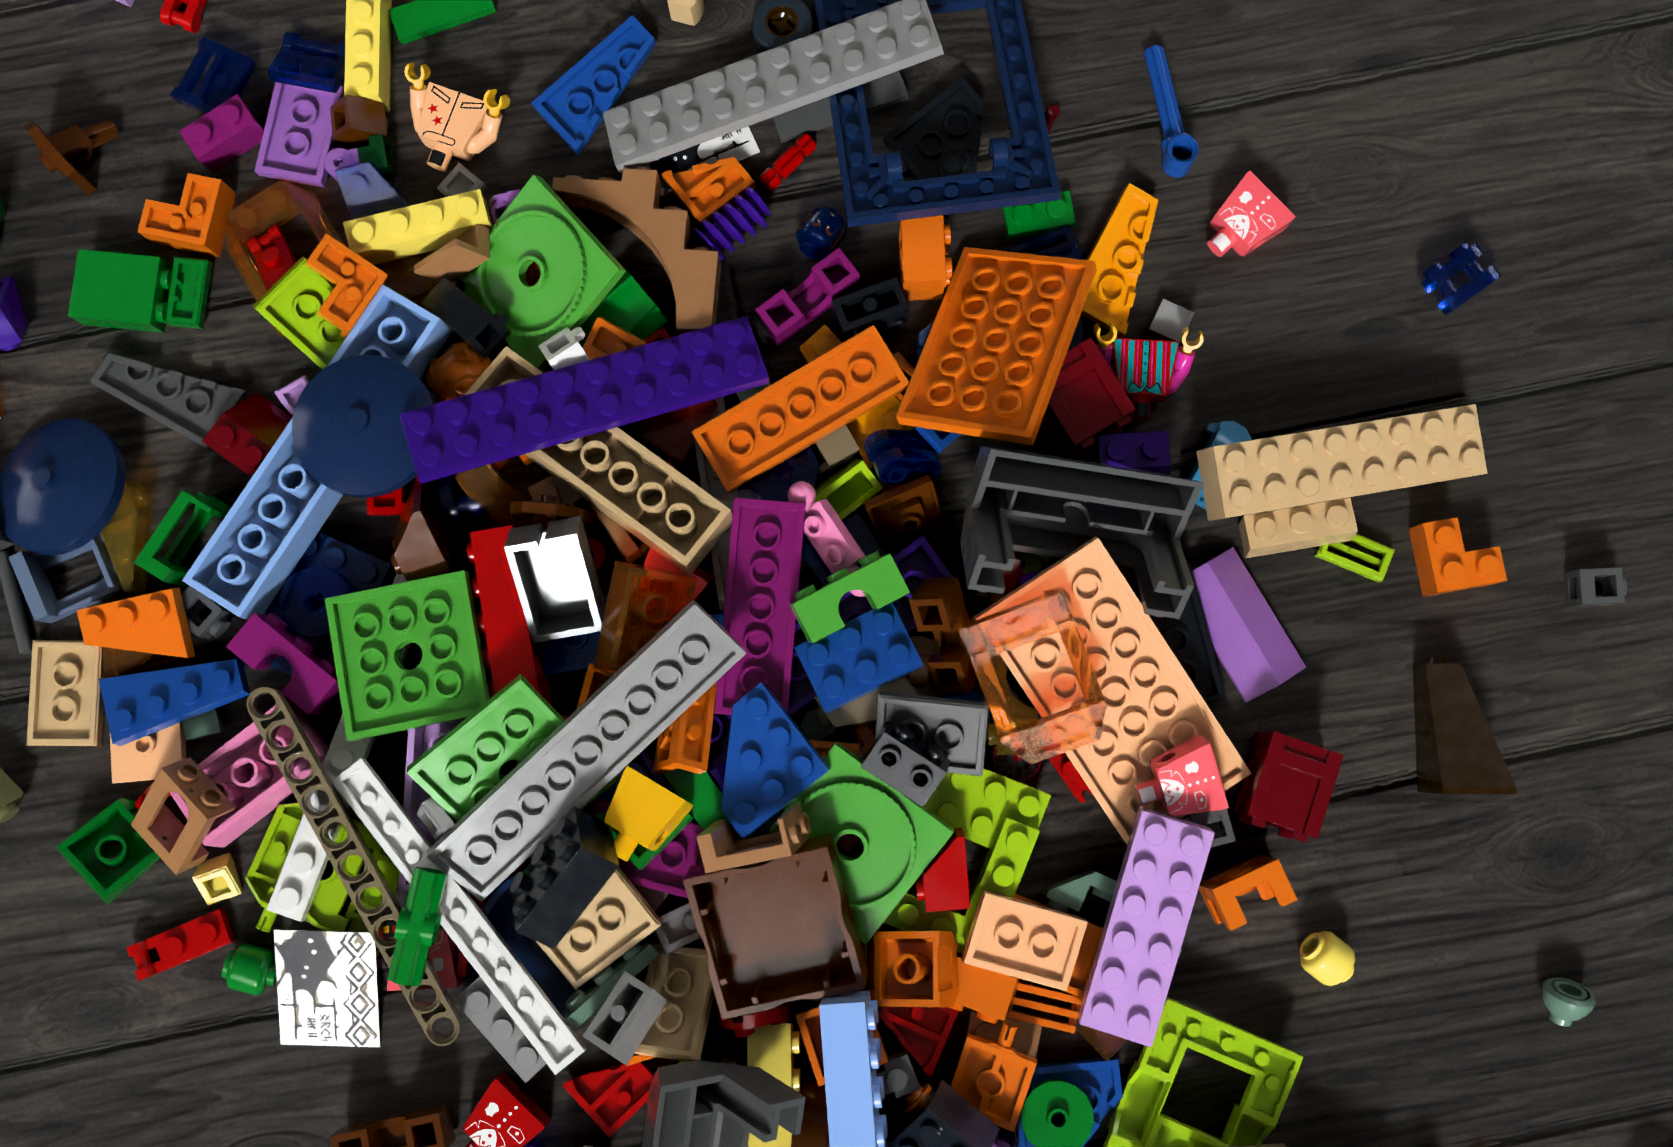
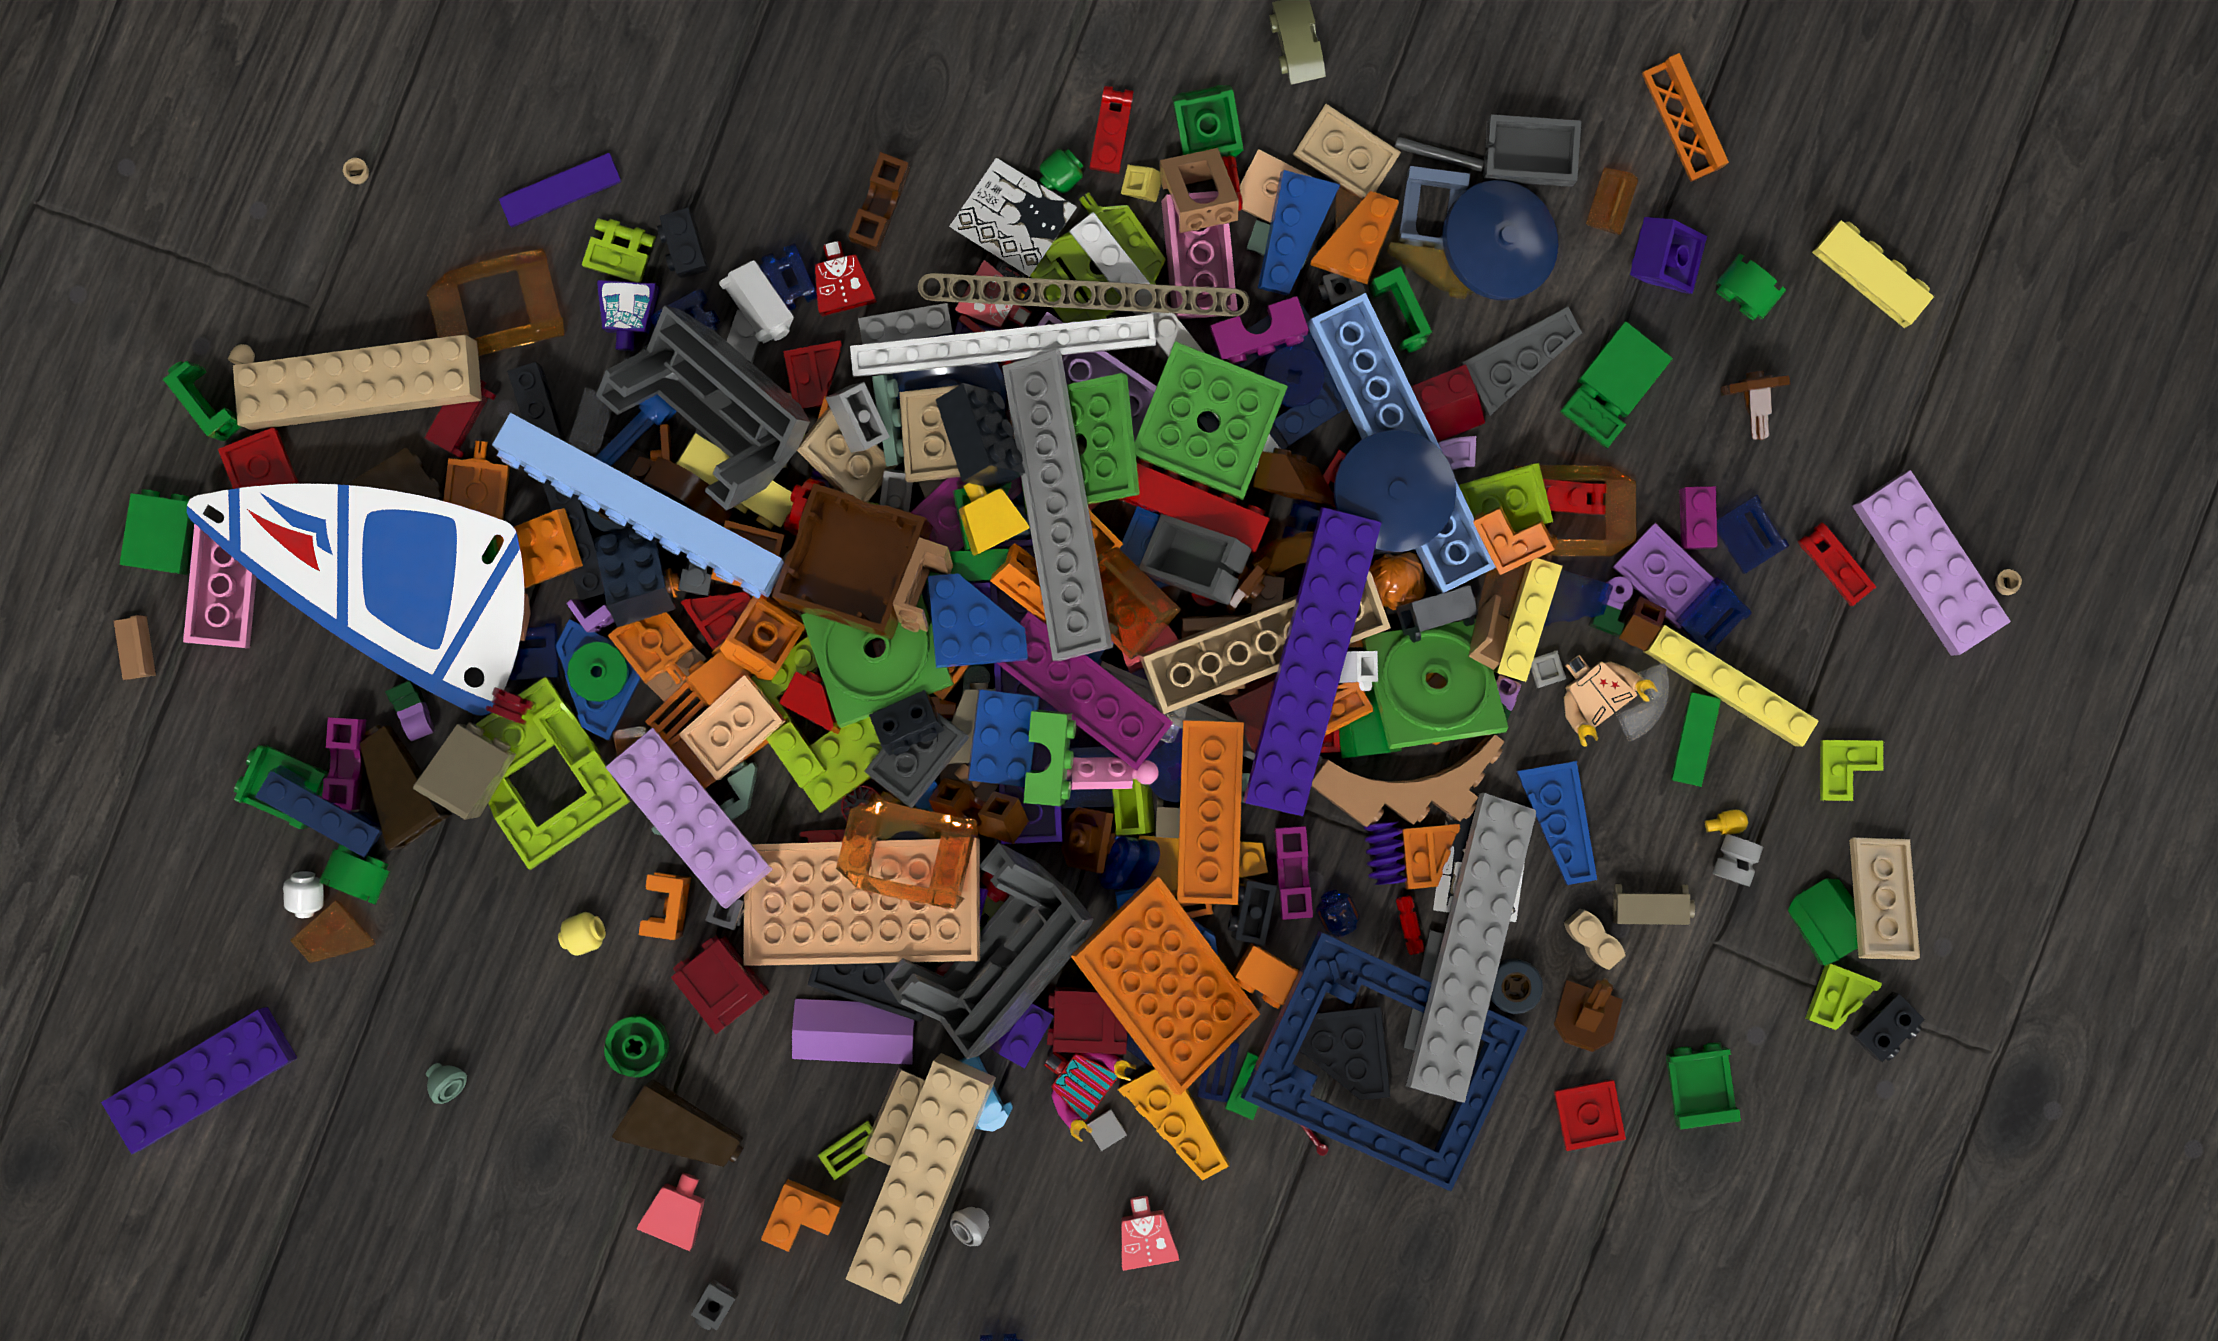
camera: 120 degrees right, 5 degrees up
(196, 223) = (1640, 456): orange panel -> none
(417, 926) = (1011, 315): green piece -> none
(434, 818) = (1079, 369): light grey tile -> none
(447, 66) = (1642, 717): none -> clear brick
(1175, 138) = (1265, 1234): blue axle -> none
(1185, 780) = (769, 912): coral torso -> none
(1349, 390) = (970, 1225): none -> light grey cone
(1421, 825) = (619, 1042): none -> green brick
(1535, 683) = (675, 1213): none -> coral torso

